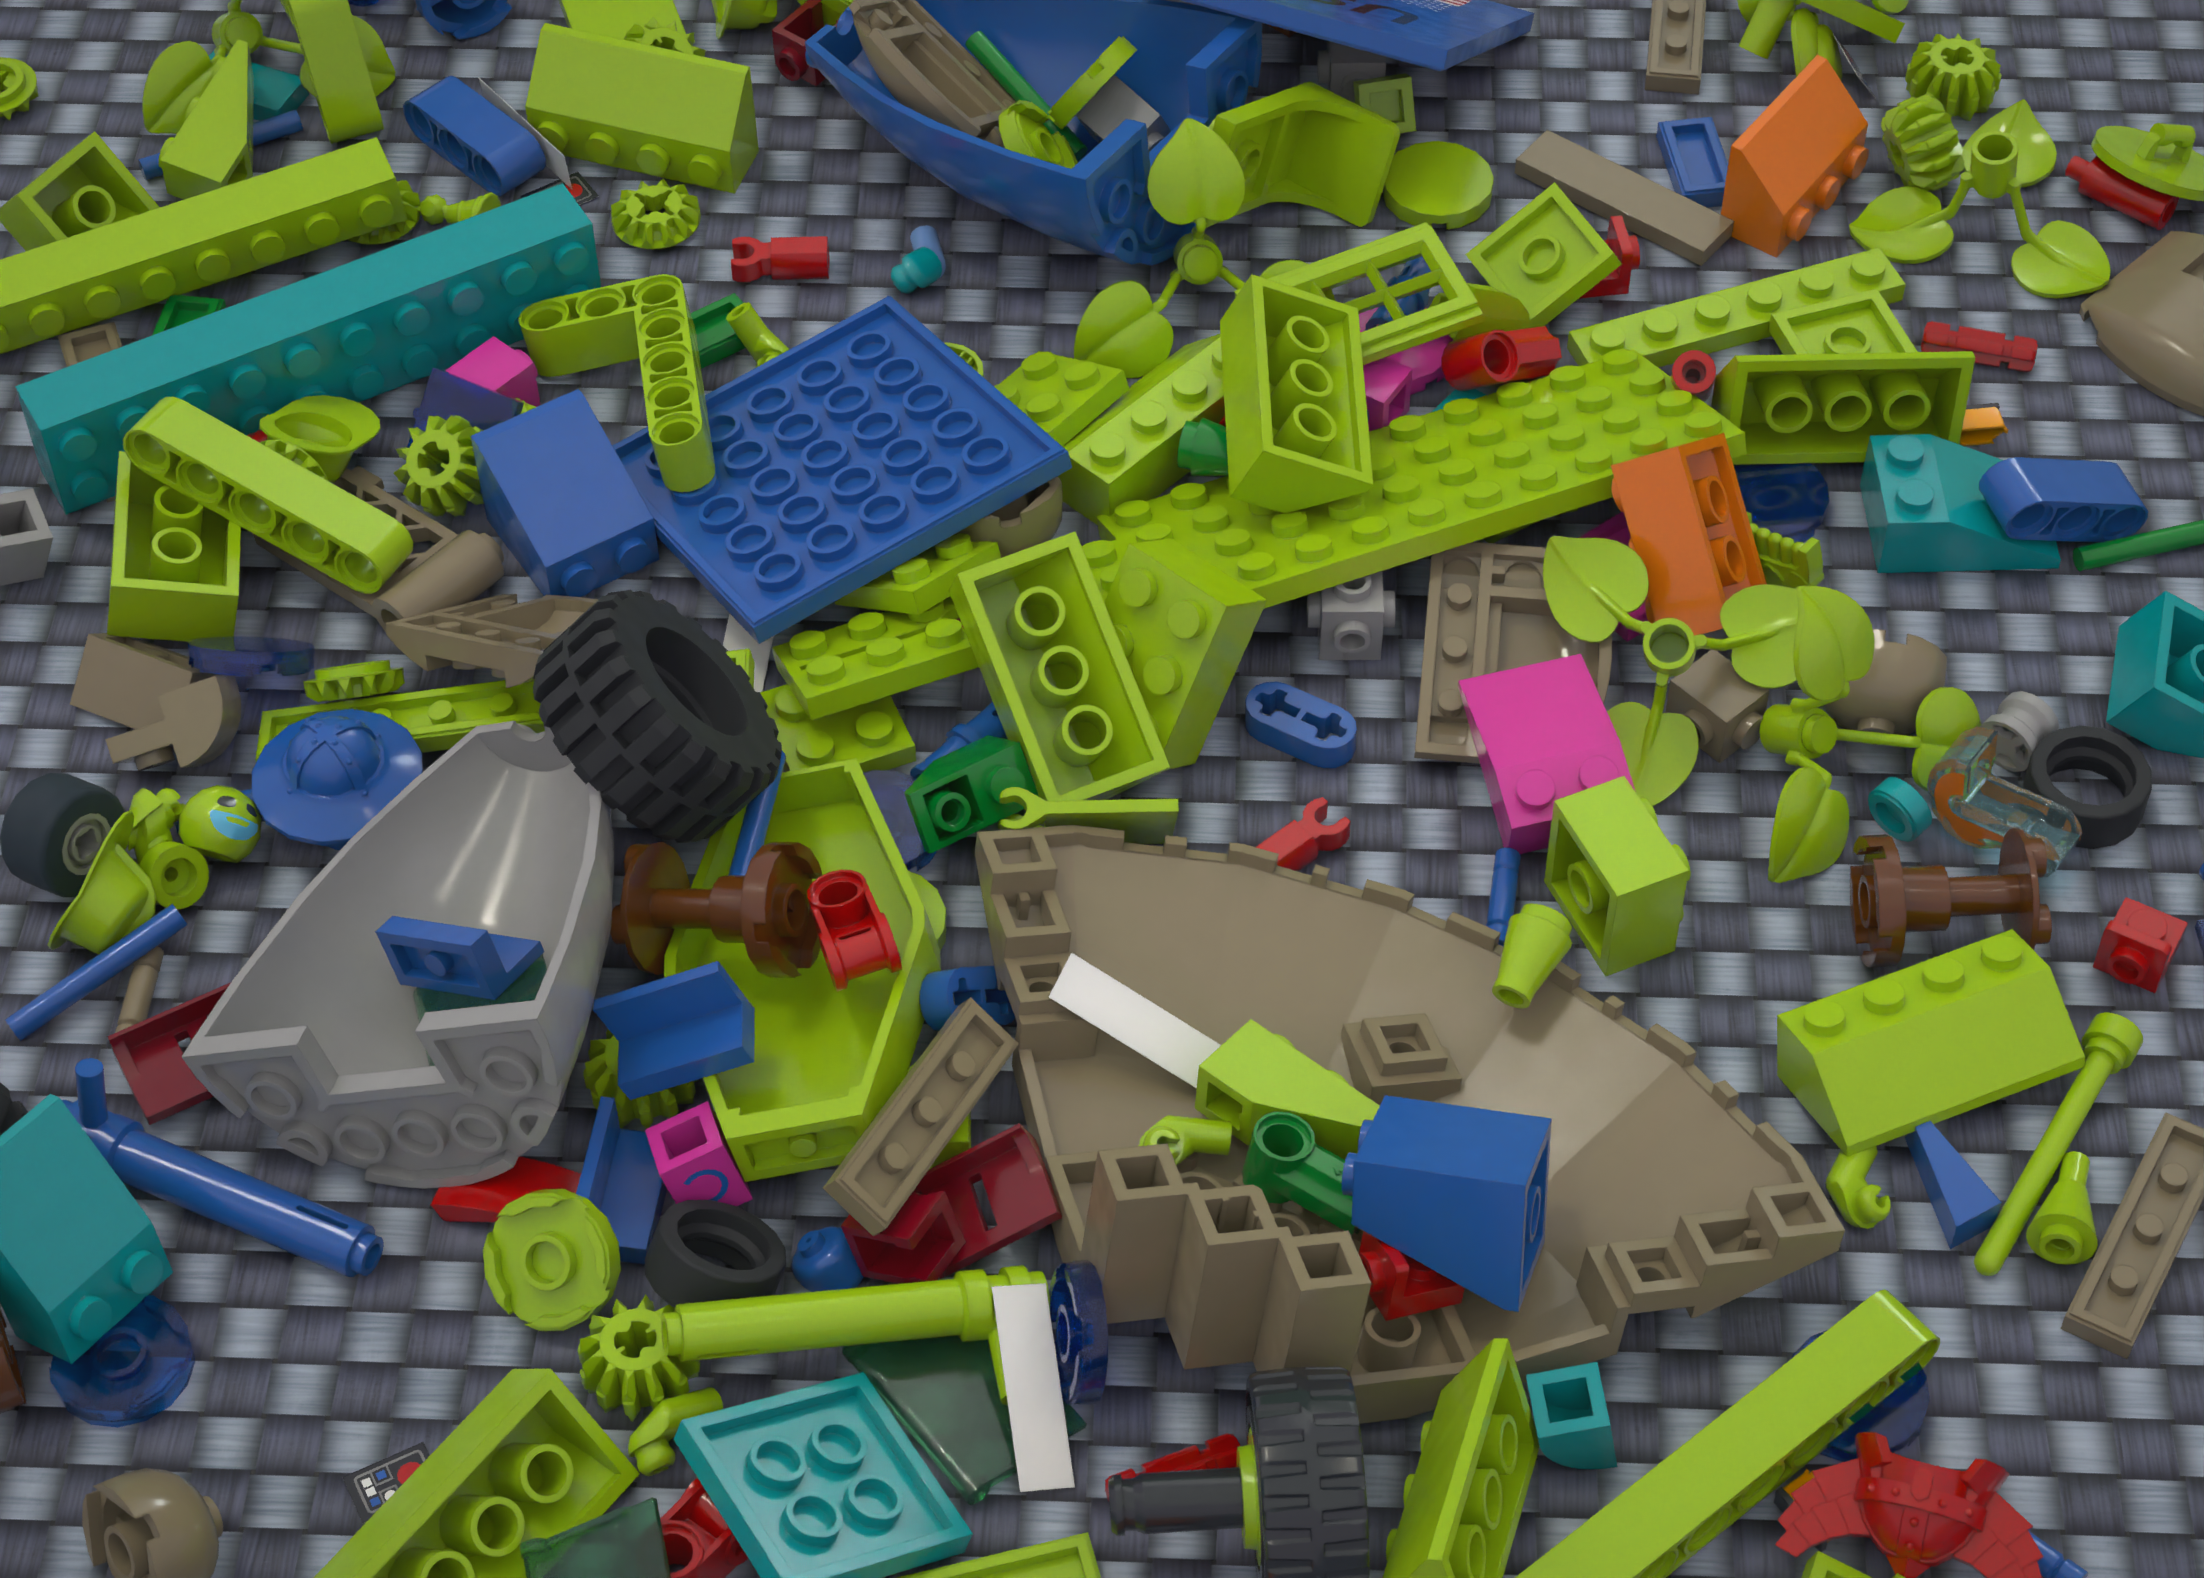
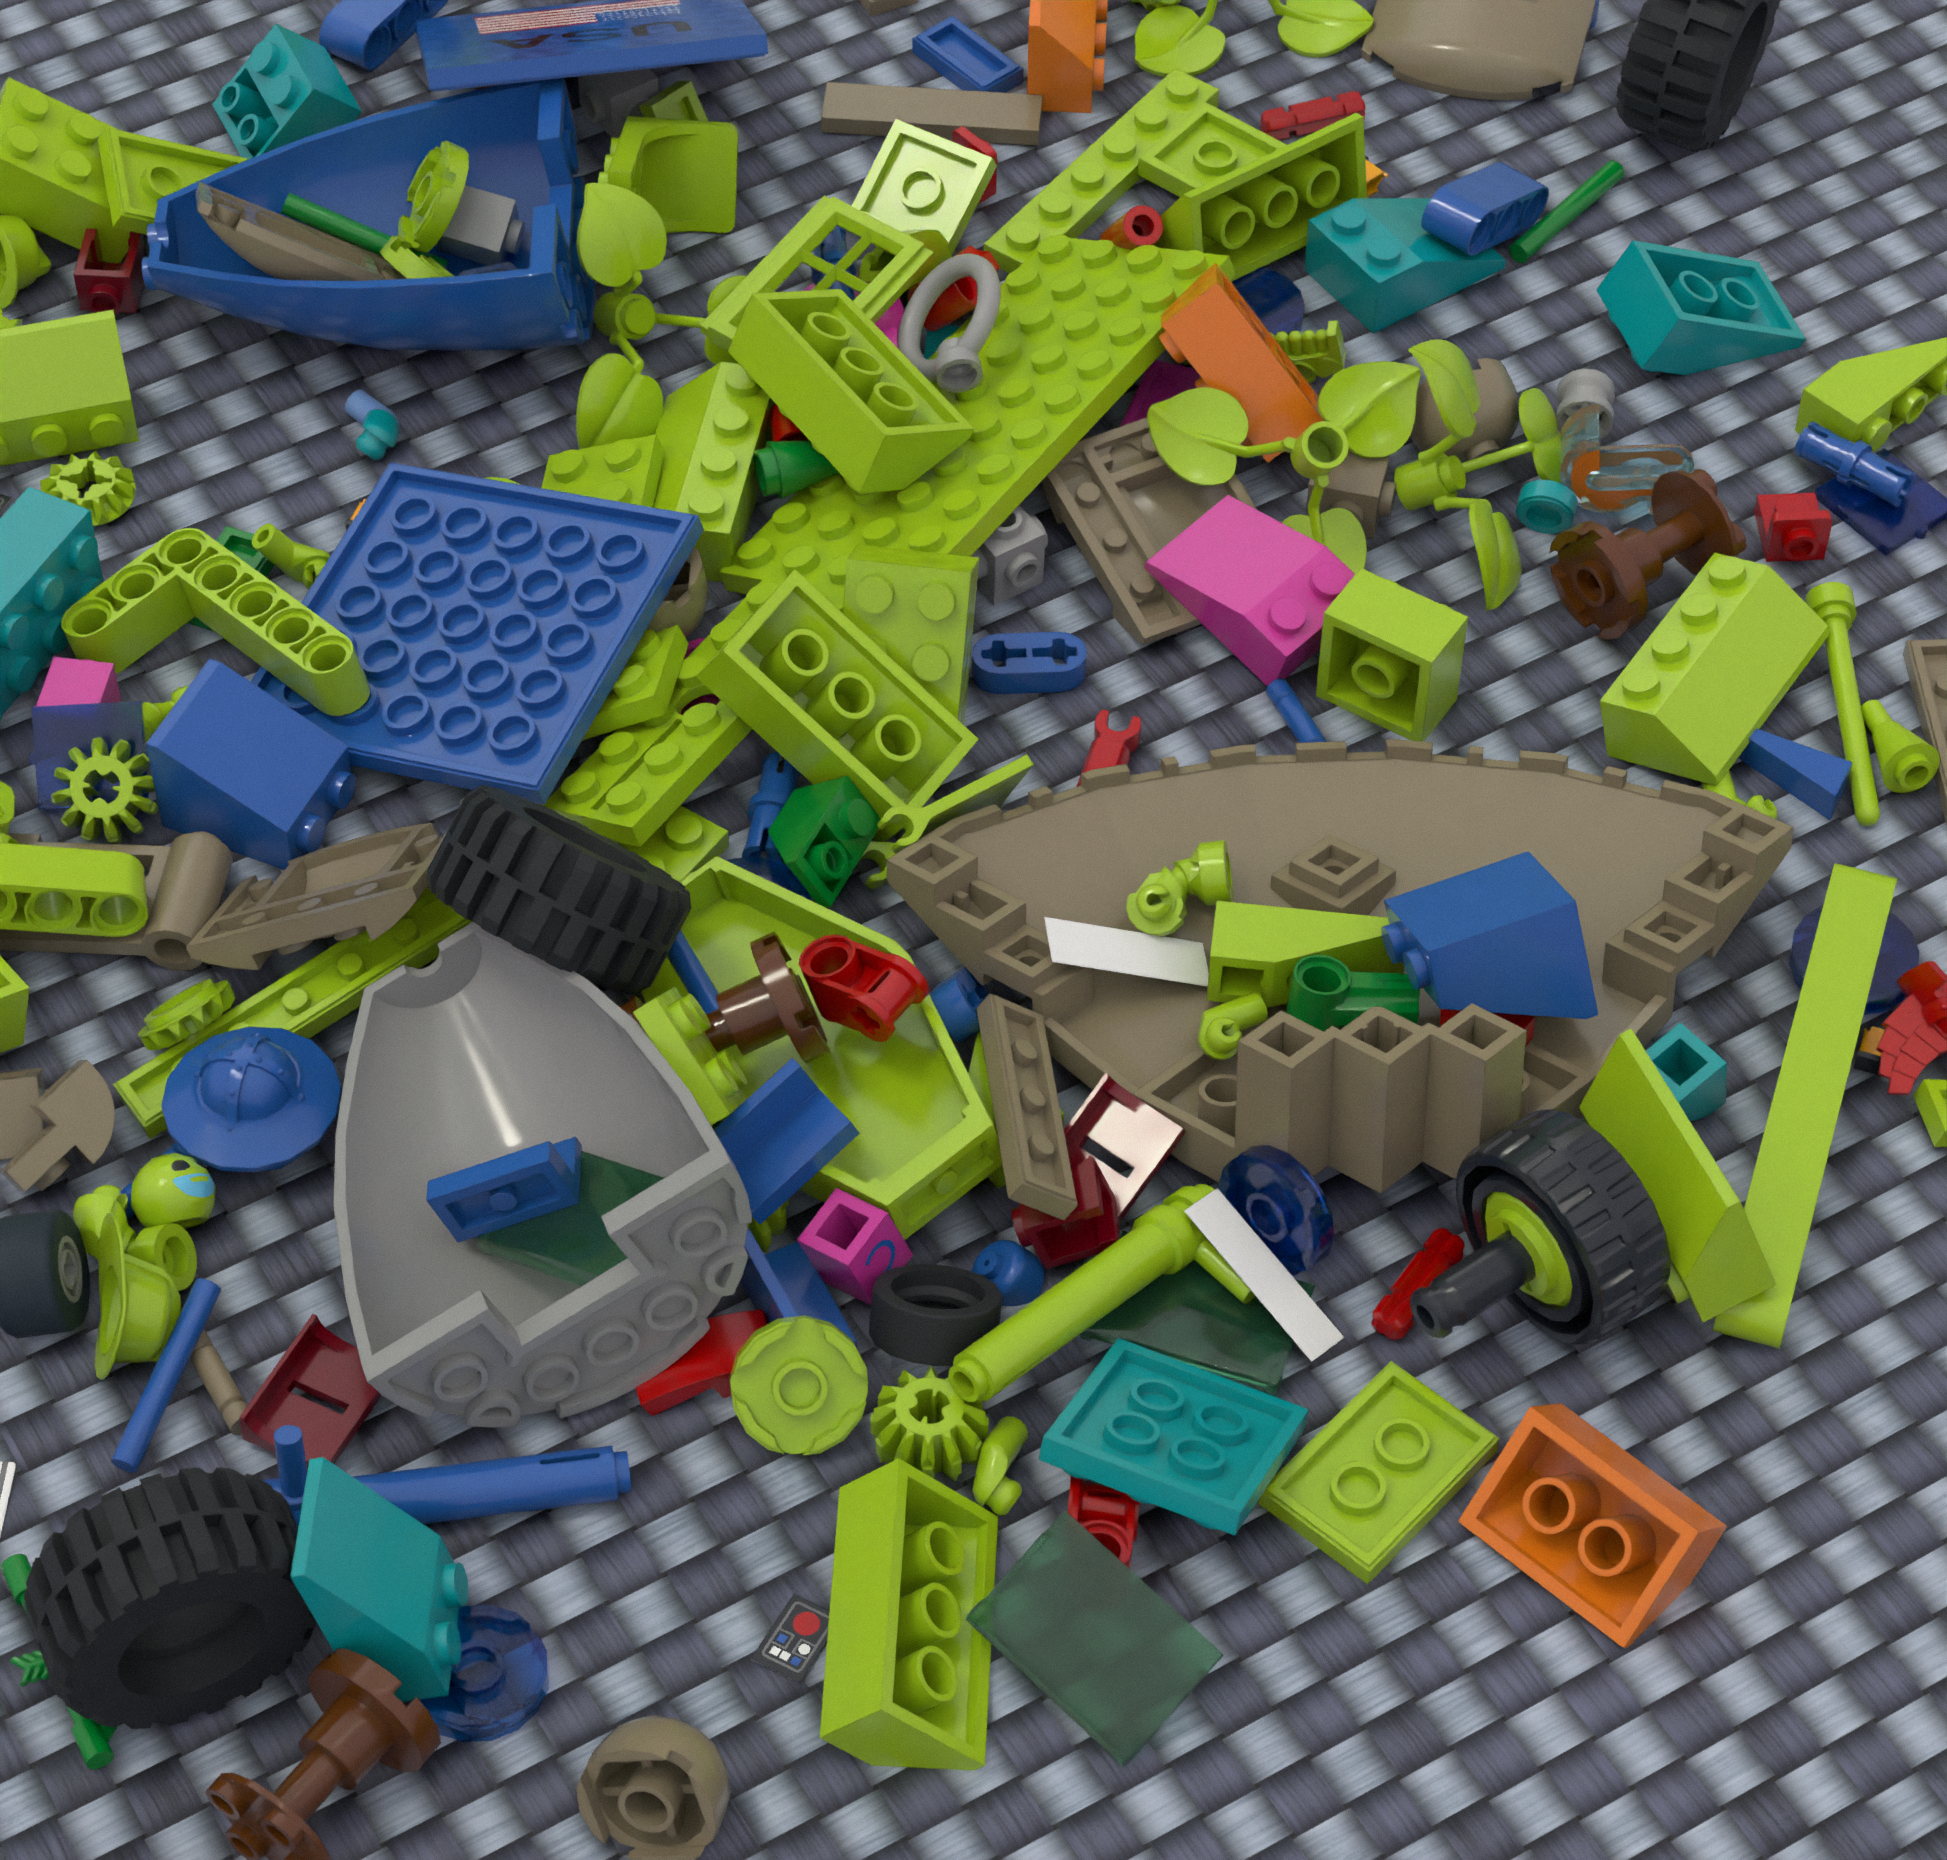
camera: 35 degrees left, 0 degrees up
(250, 655) = (71, 1037): clear blue tile -> none
(642, 913) = (677, 1031): none -> lime plate
(782, 258) = (243, 477): red bar -> none
(1215, 994) = (1160, 900): none -> lime arm
(1420, 418) = (957, 363): none -> light grey piece
(1438, 184) = (777, 168): lime tile -> none
(1531, 951) = (1393, 737): lime cone -> none
(2104, 754) = (1670, 395): black tyre -> none

